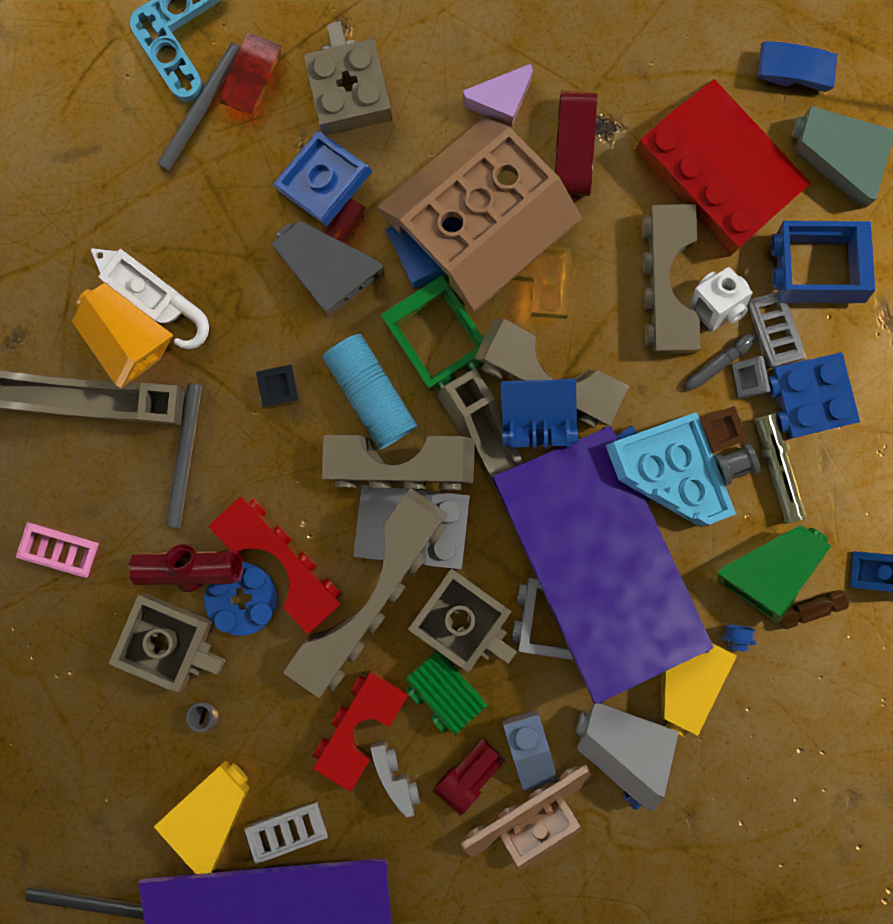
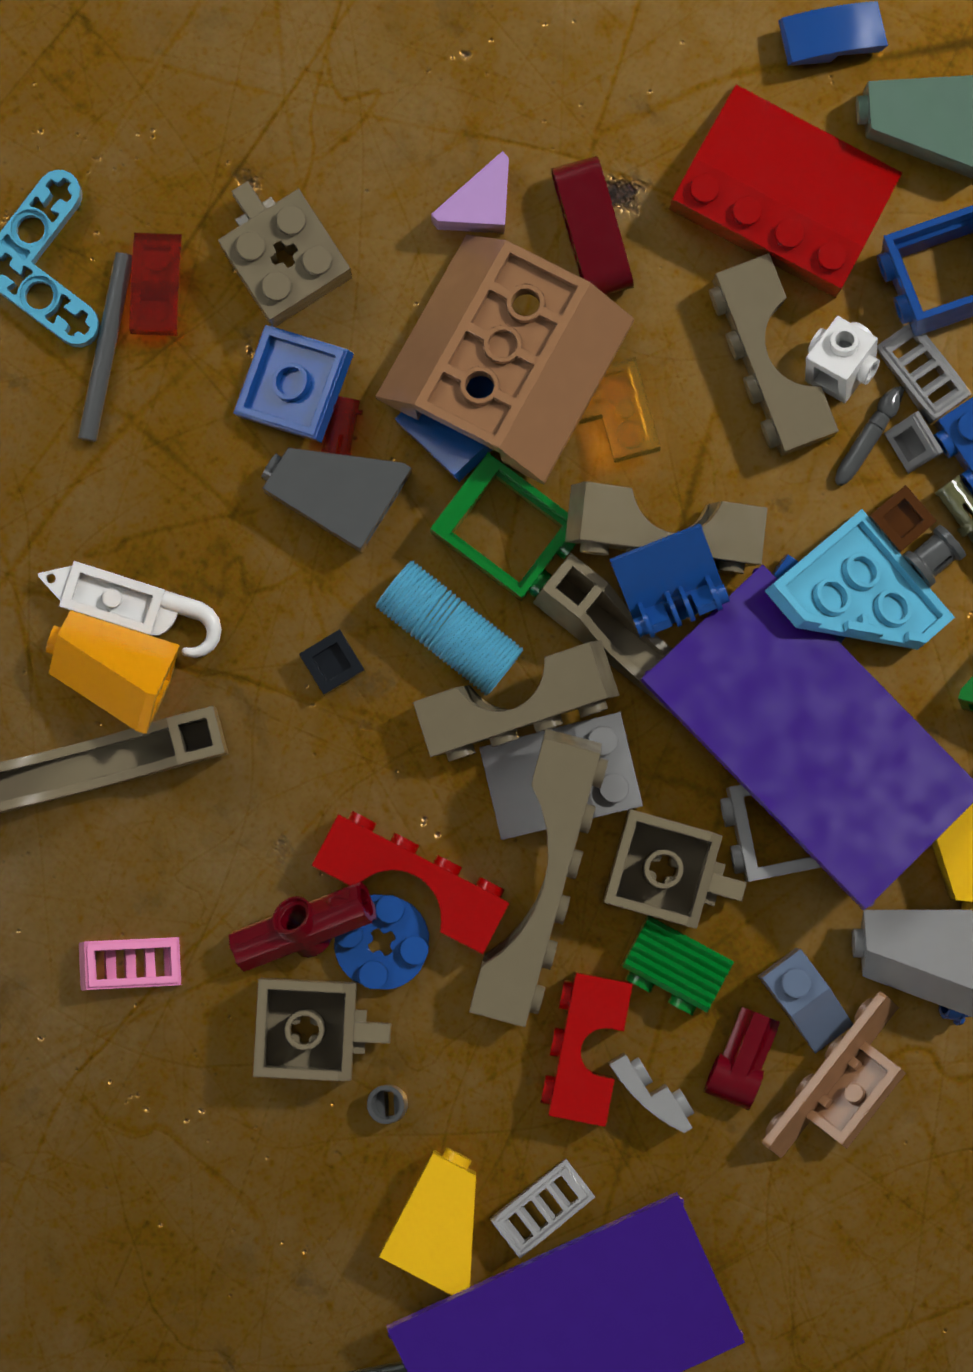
camera: 30 degrees left, 0 degrees up
(184, 455) = (245, 789): dark grey bar -> none

